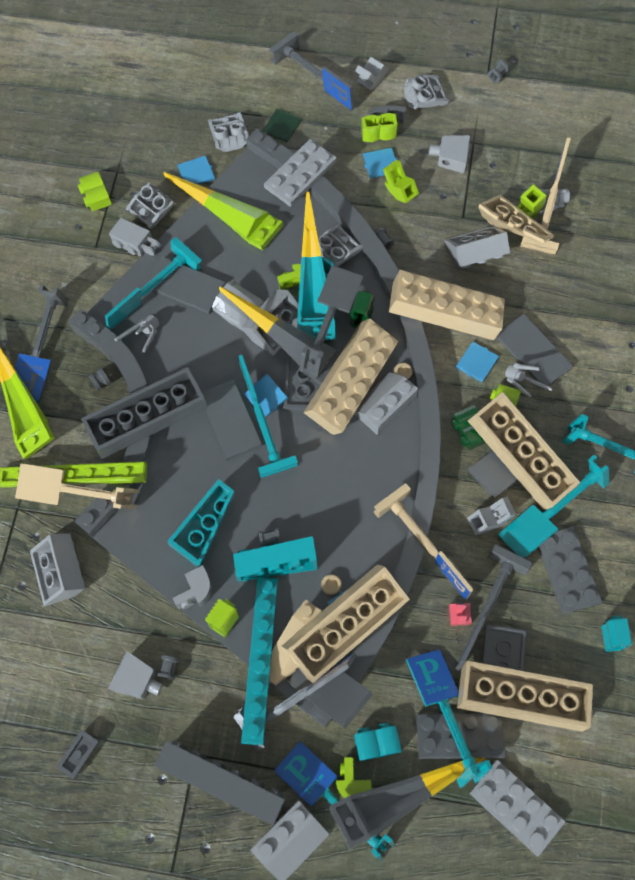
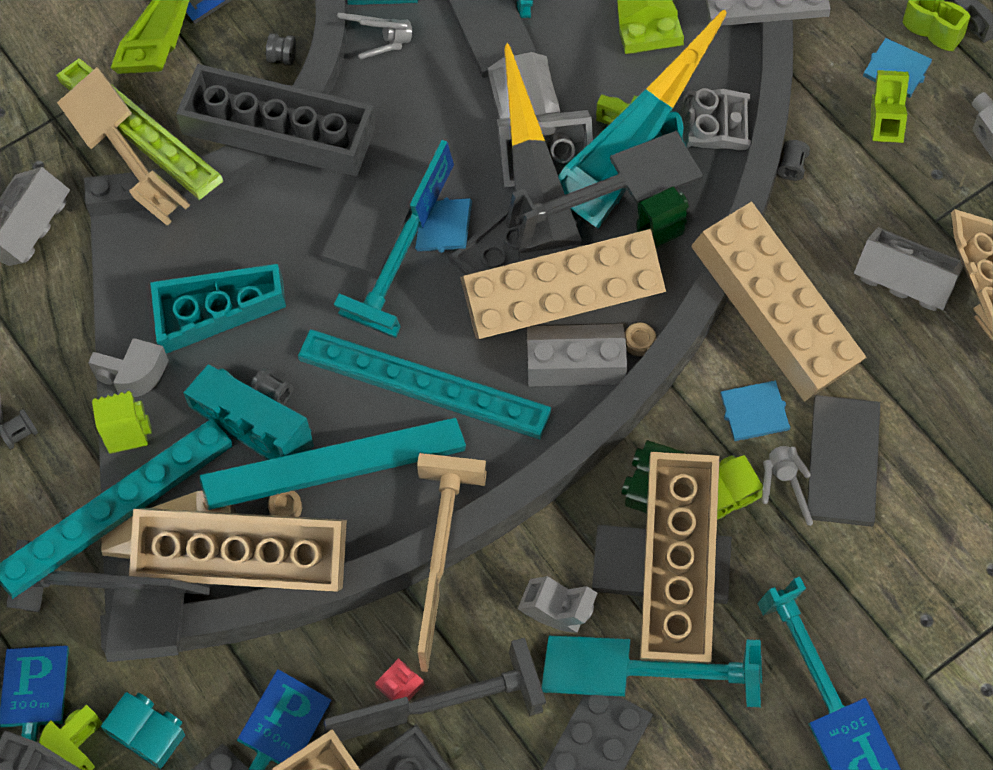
camera: 45 degrees right, 5 degrees down
(332, 475) = (425, 384): none -> teal tile
(337, 548) = (330, 463): none -> teal tile

